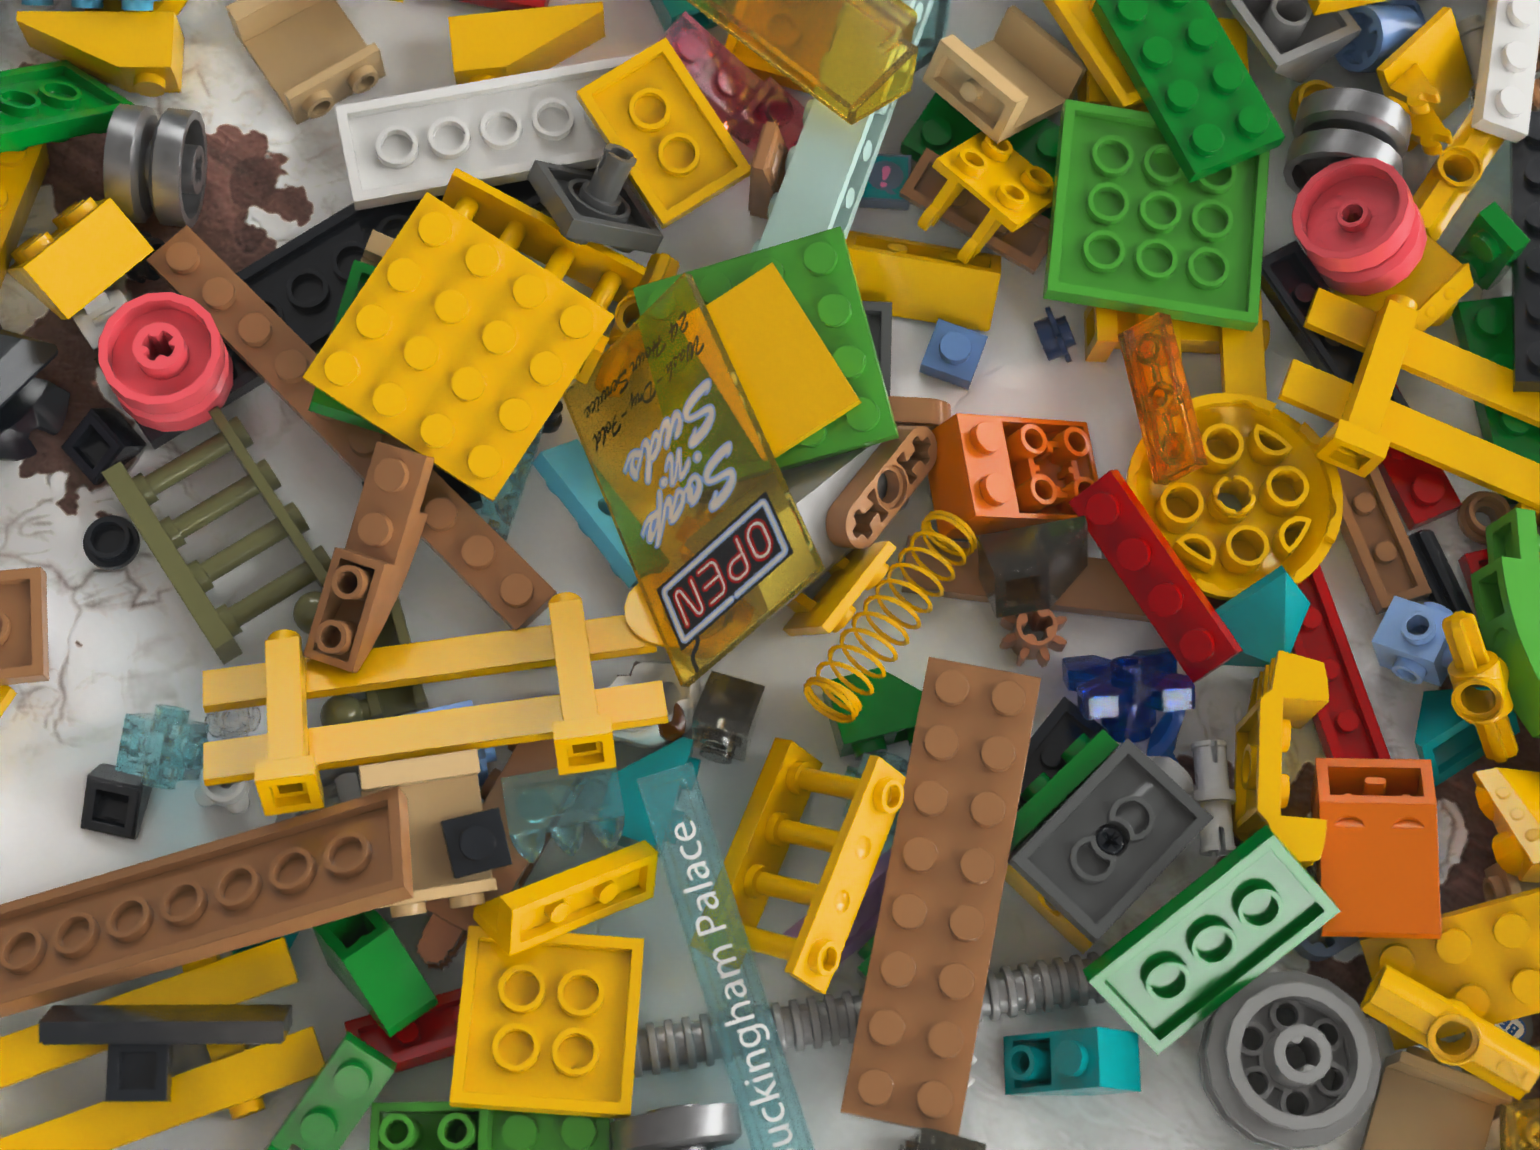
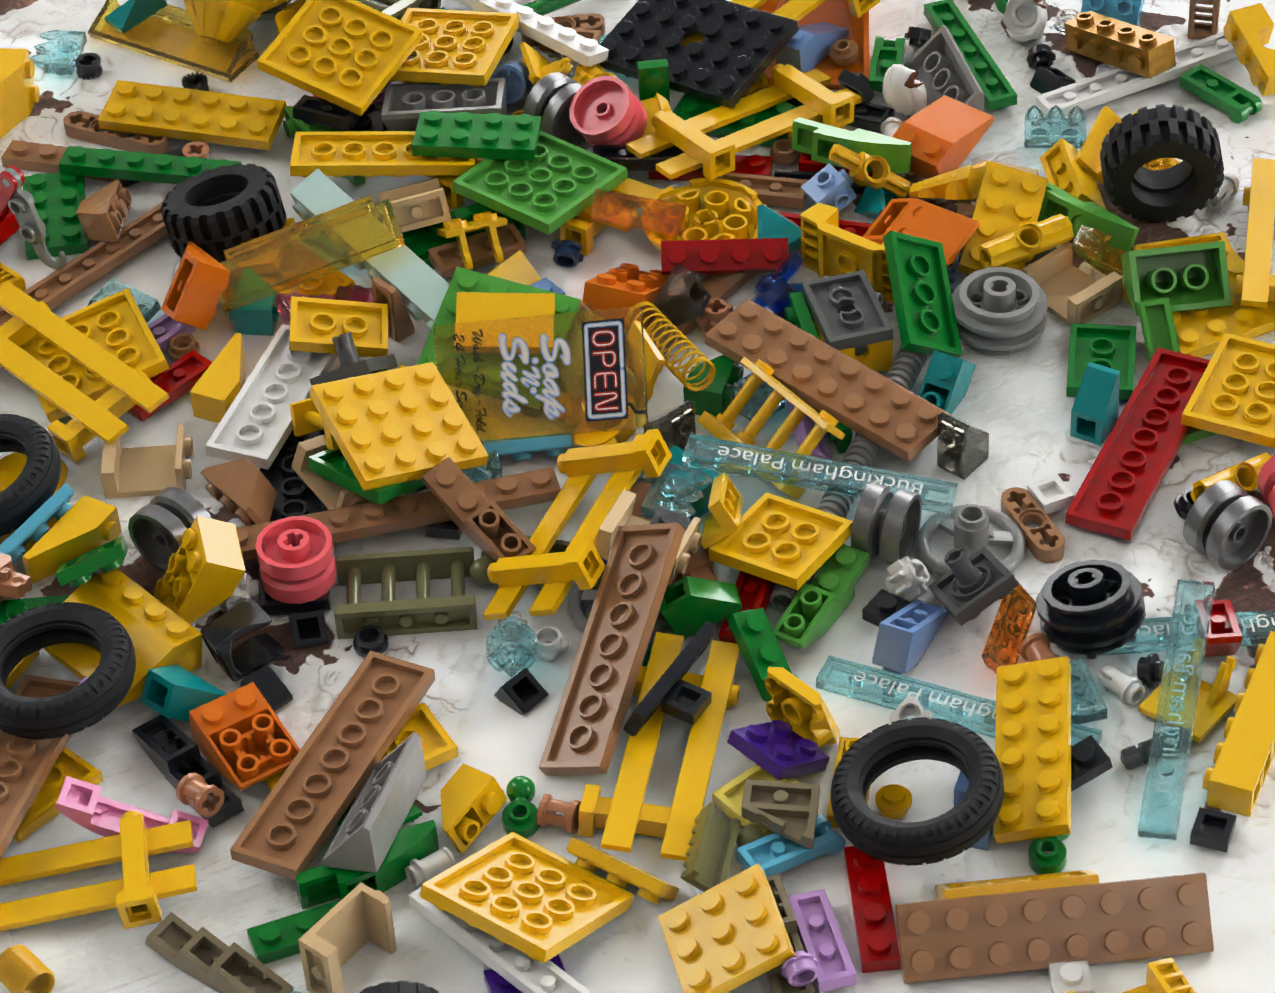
camera: 50 degrees left, 30 degrees down
(283, 213) = (241, 490): none -> medium nougat slope

